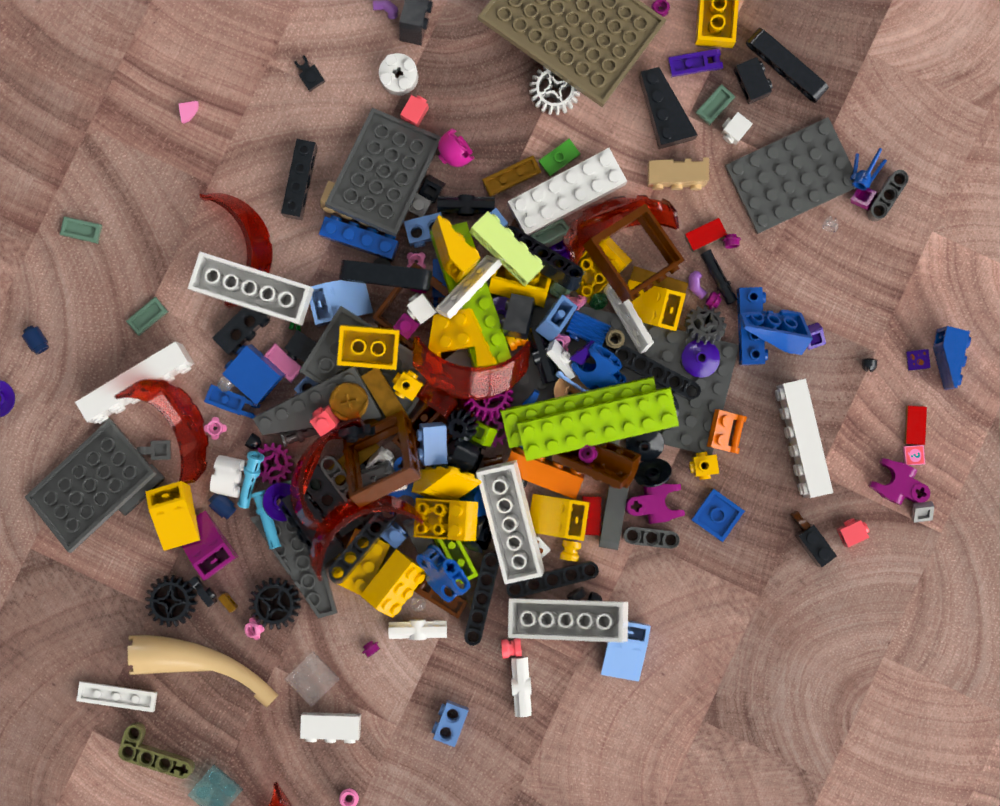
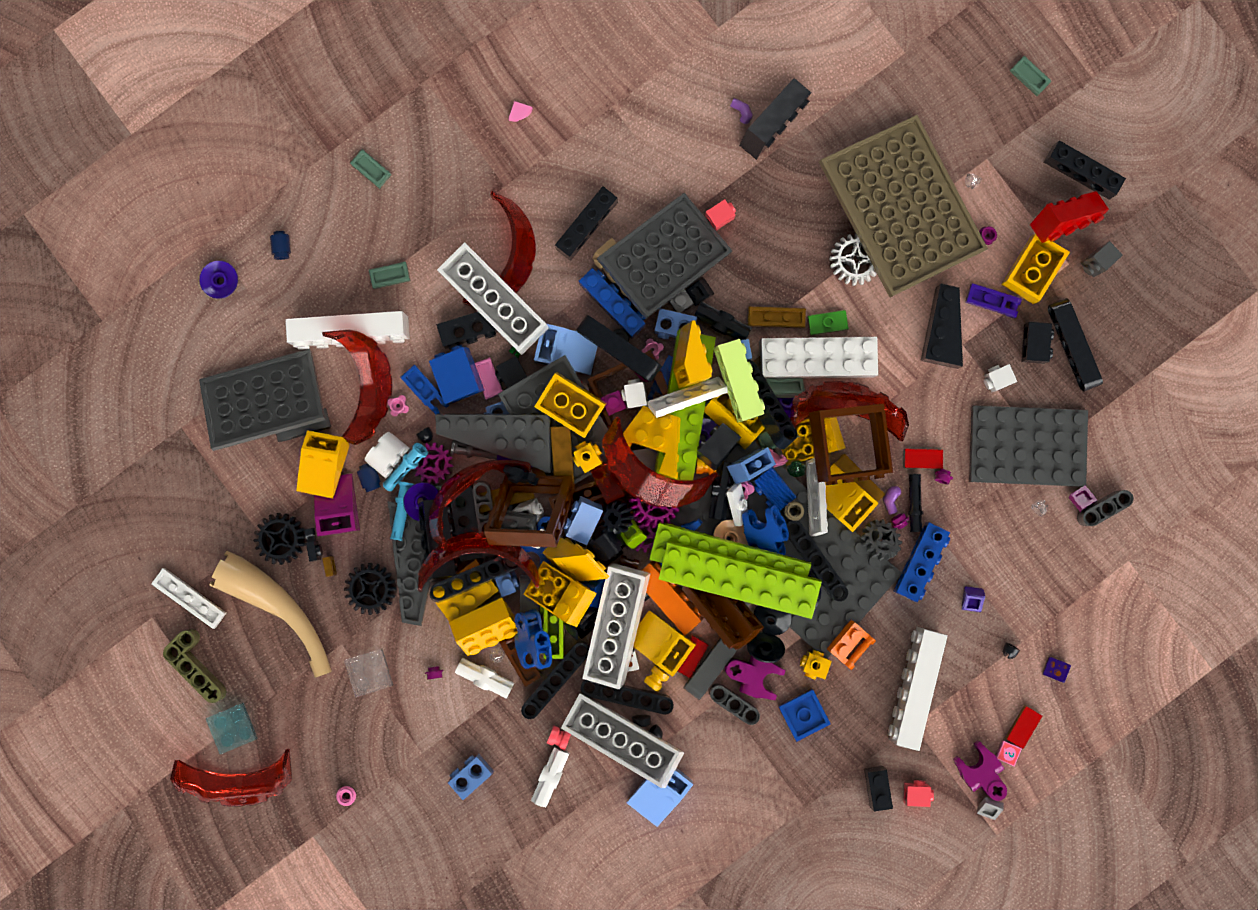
camera: 30 degrees right, 0 degrees up
(159, 450) = (337, 399): dark grey plate -> none
(224, 384) = (426, 371): clear hinge -> none
(253, 629) = (339, 601): bright pink plate -> none
(310, 76) = (643, 136): black plate -> none
(324, 420) = (497, 449): coral brick -> none
(330, 727) = (362, 724): white brick -> none
(348, 401) = (528, 444): pearl gold tile -> none
(393, 64) = (720, 164): white brick -> none
(454, 149) = (737, 267): dark pink cylinder -> none
(559, 374) = (728, 517): light blue hinge -> none
(582, 354) = (757, 509): dark purple slope -> none
(583, 454) = (716, 606): magenta plate -> none
(678, 174) = (926, 392): tan wedge -> none
(700, 368) = (852, 570): dark purple dish -> none
(715, 104) = (991, 347): sand green tile -> none
(783, 329) = (949, 580): blue wedge -> none
(802, 523) = (876, 761): reddish brown tile -> none
(862, 179) = (1091, 482): blue plant -> none
(950, 355) = (1088, 680): blue slope -> none

